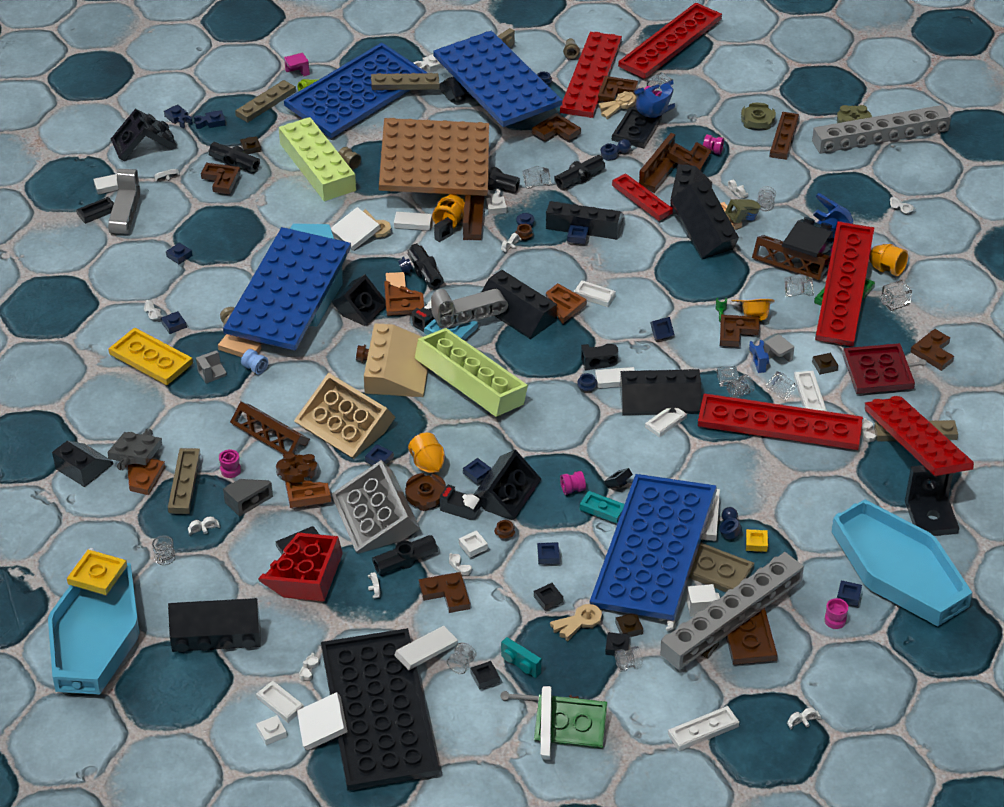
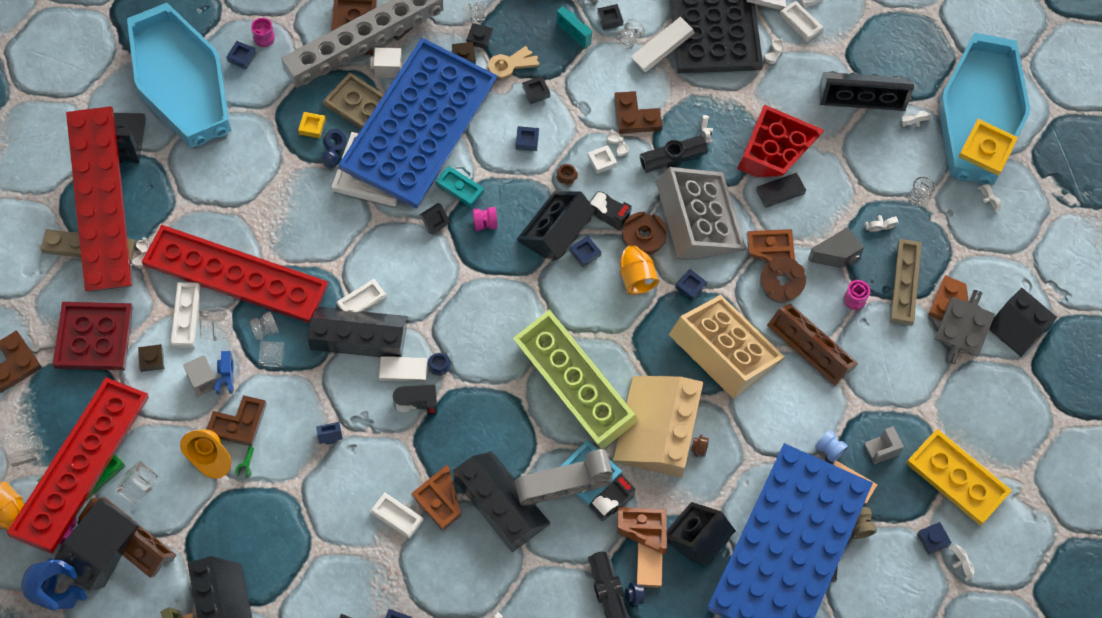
camera: 175 degrees left, 20 degrees up
(155, 621) = (910, 119): none -> white piece

